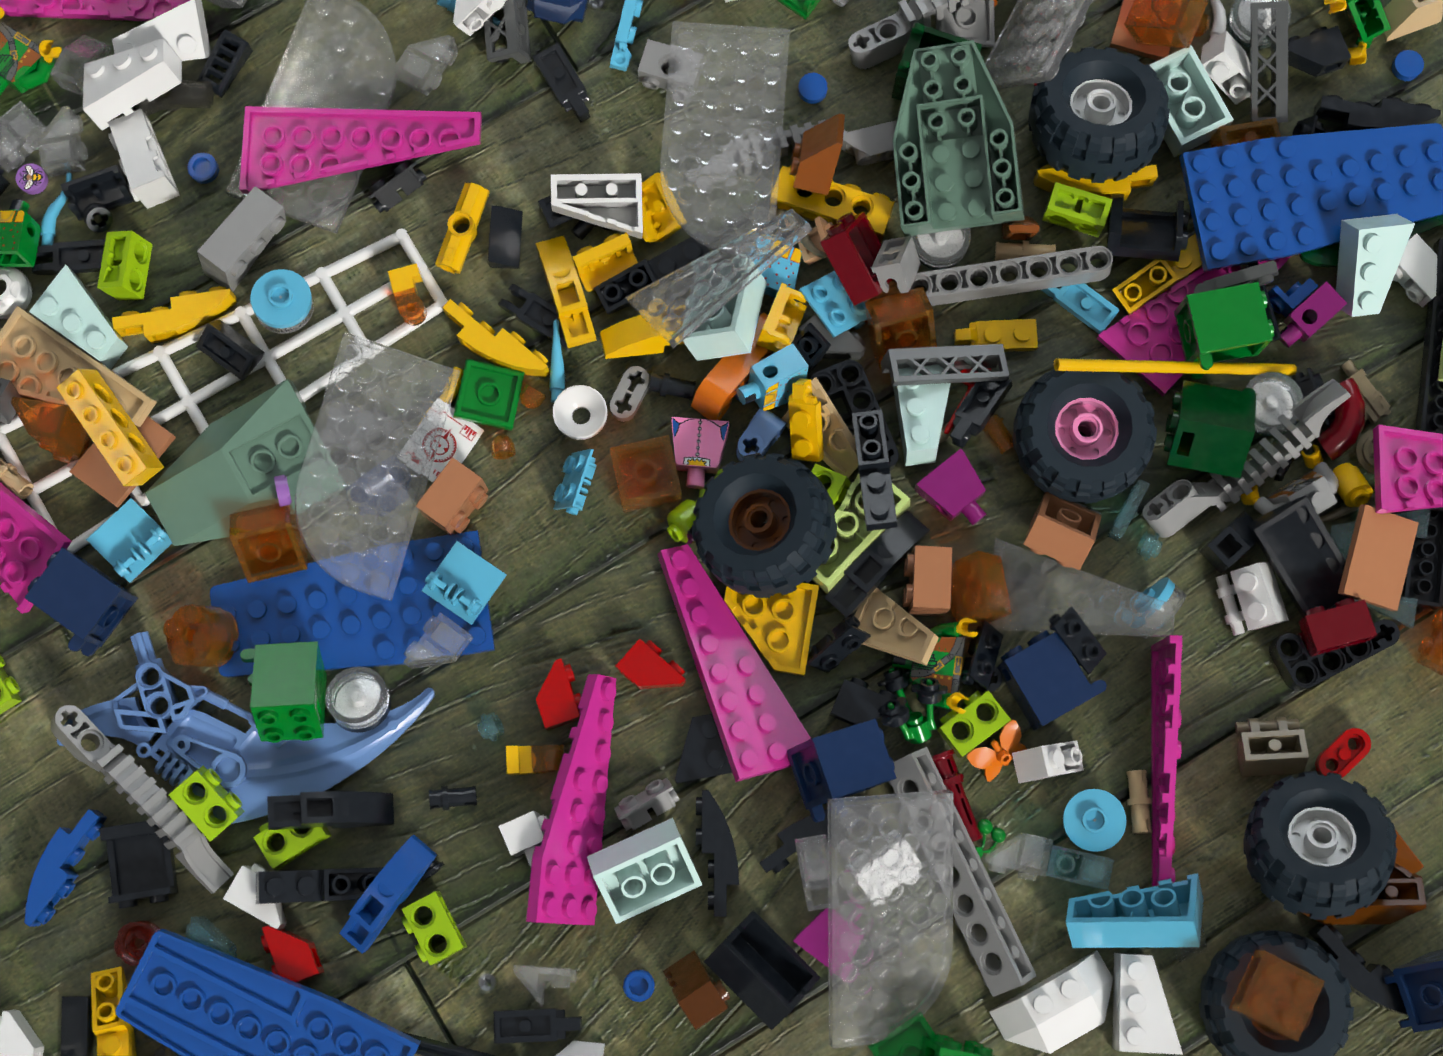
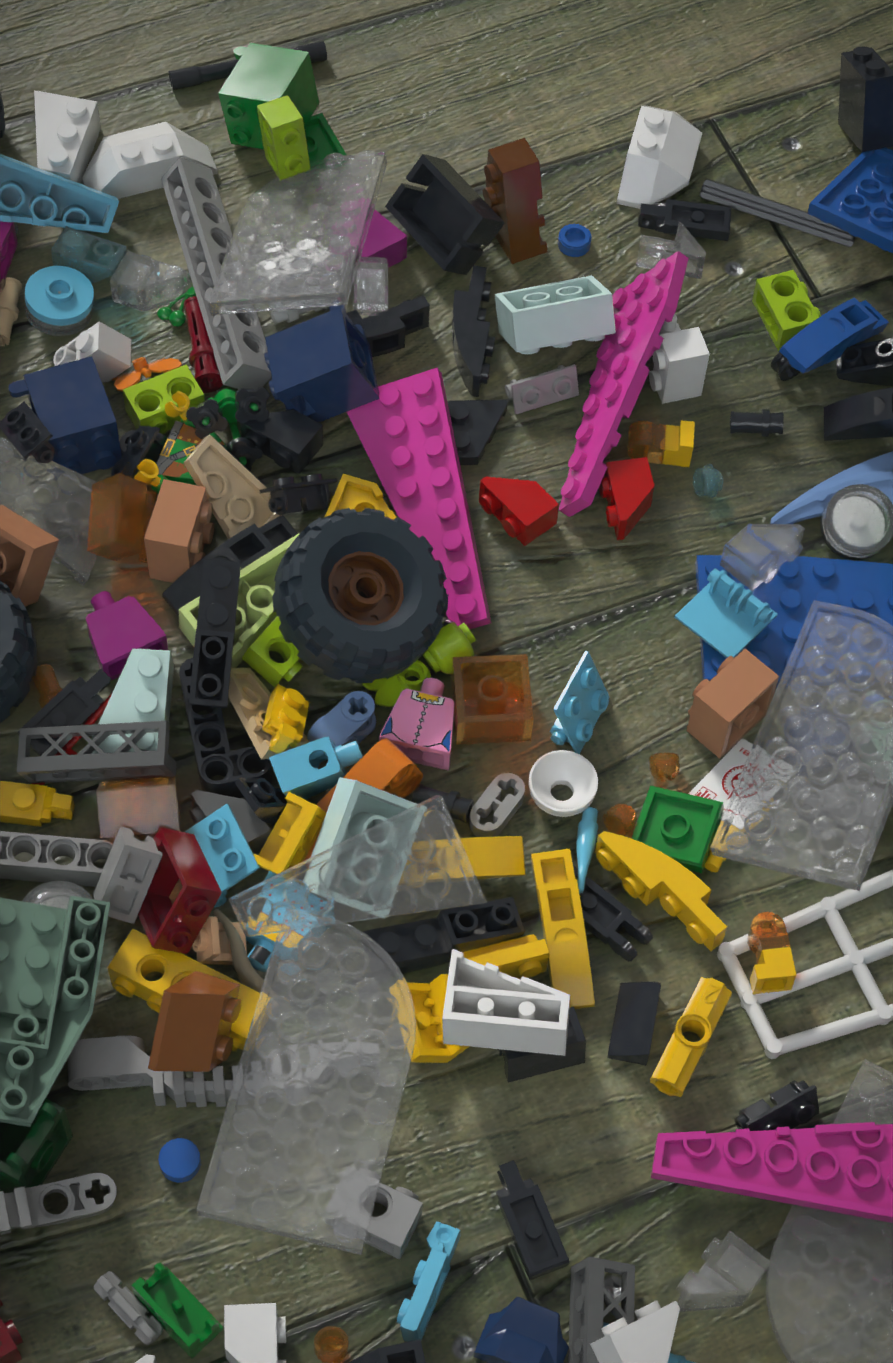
camera: 175 degrees left, 20 degrees down
(928, 1022) = (283, 137): none -> lime brick

